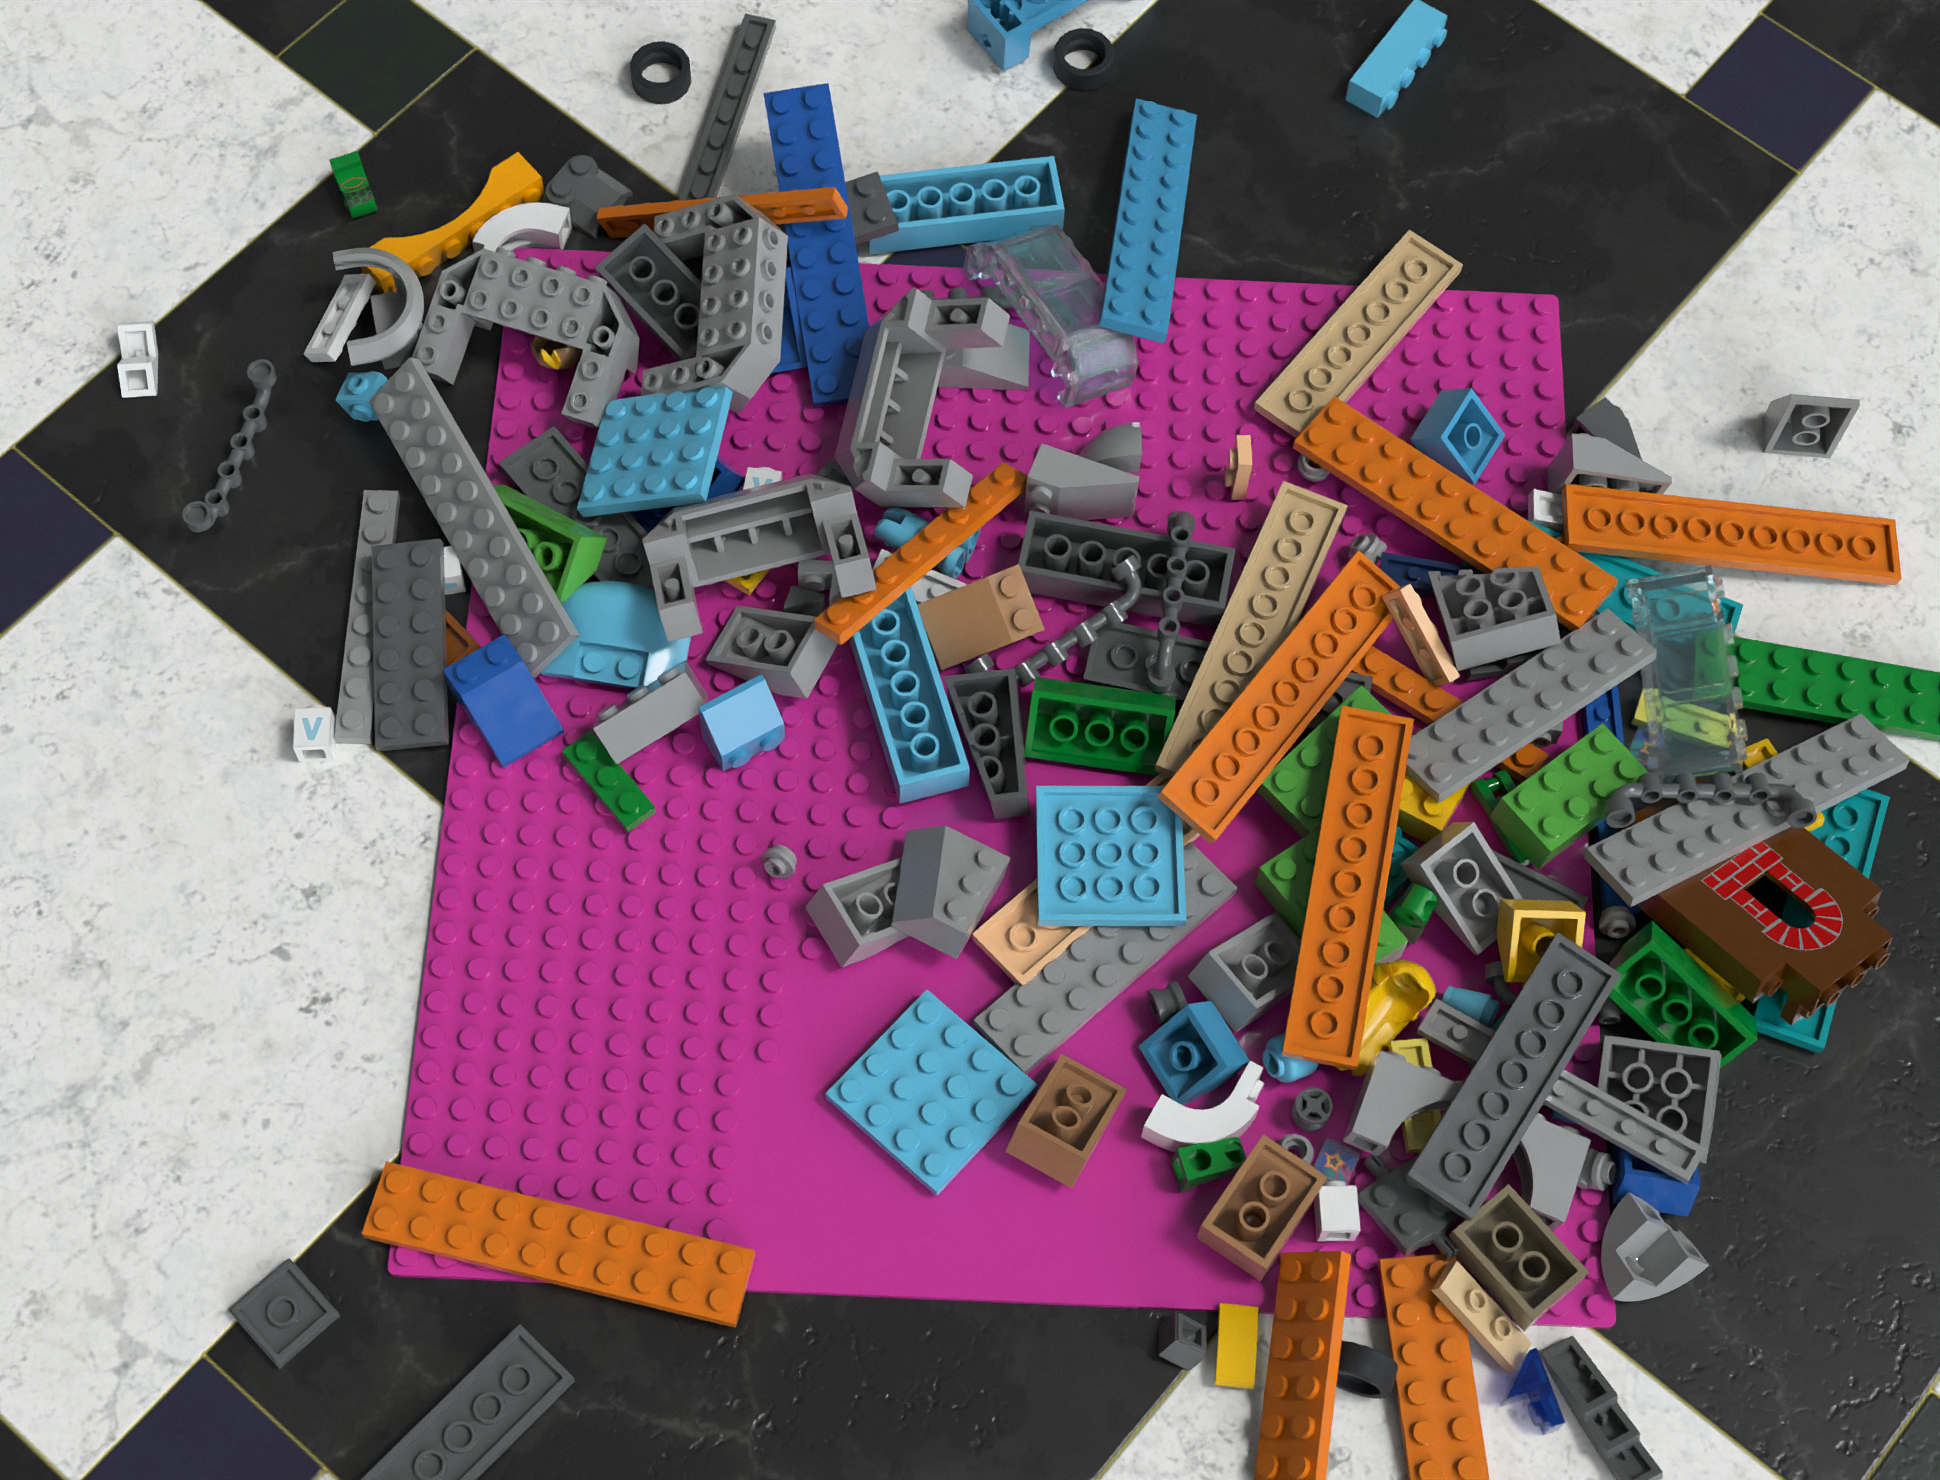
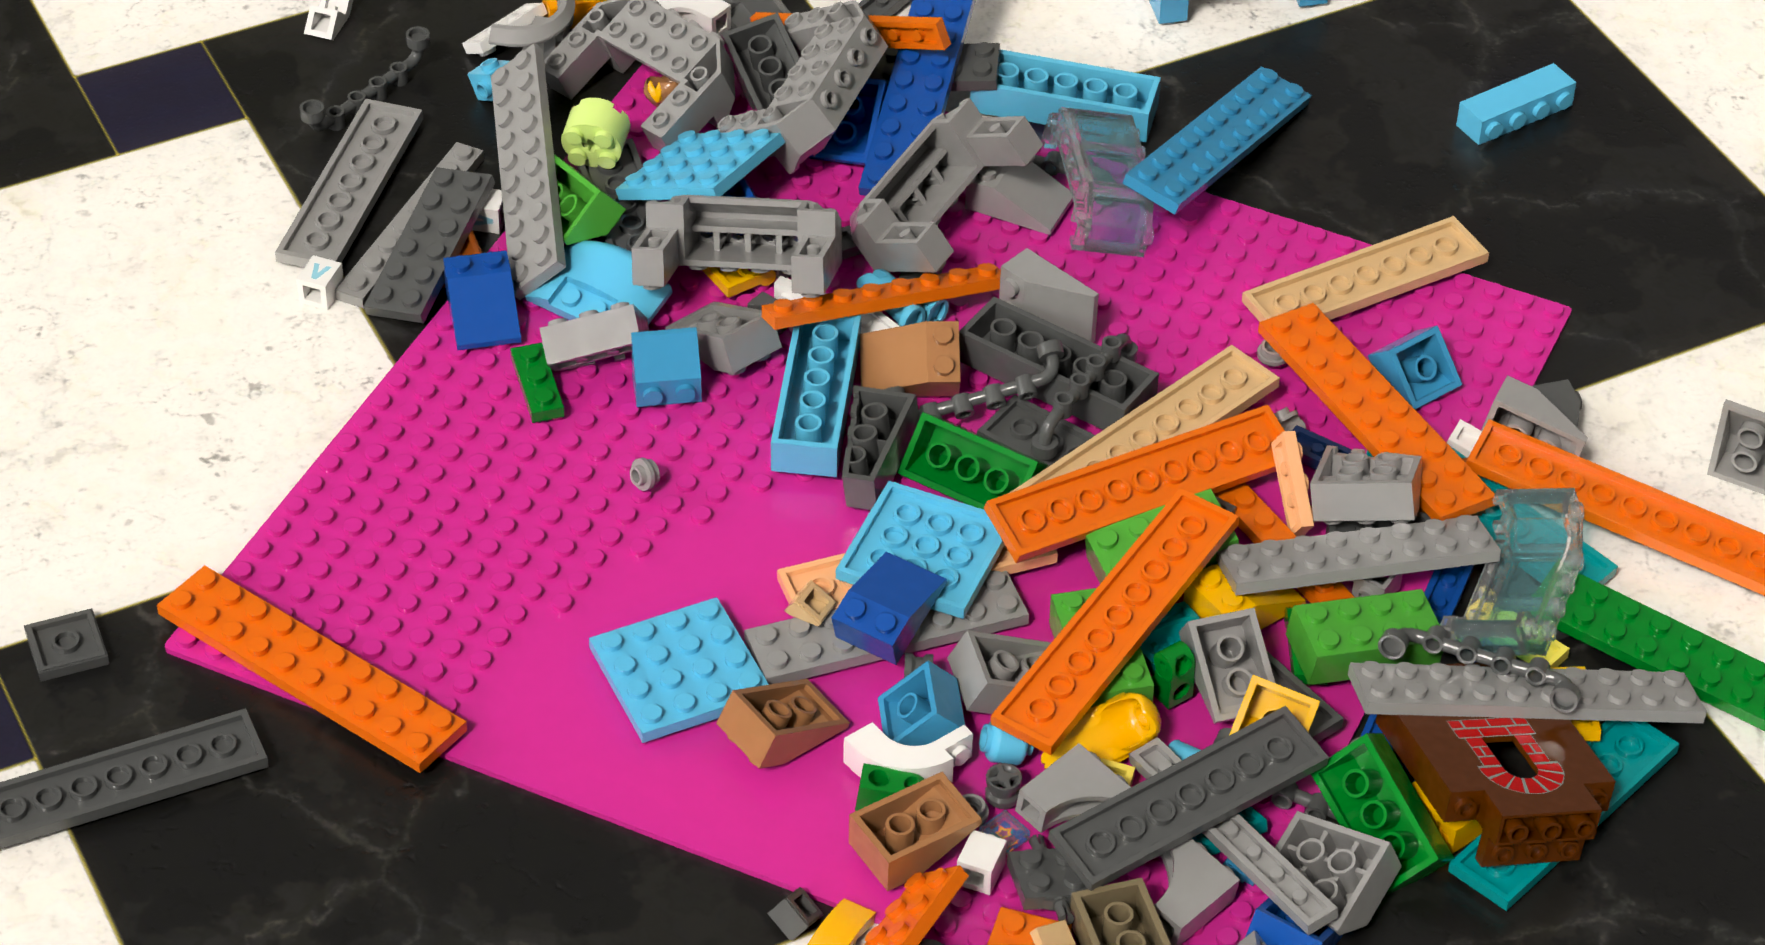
camera: 25 degrees right, 20 degrees down
(279, 590) = (350, 183): none -> light grey plate
(524, 447) = (595, 133): none -> yellowish green brick
(858, 913) = (701, 528): light grey slope -> none
(945, 886) = (775, 530): light grey wedge -> none
(1028, 968) = (811, 604): none -> tan slope
(1083, 40) = (1234, 18): black tyre -> none
(1115, 946) = (887, 607): none -> blue slope
(1117, 447) = (1108, 280): light grey brick -> none
(1239, 467) = (1200, 320): light nougat plate -> none
(1597, 1171) = (1237, 915): light grey plate -> none

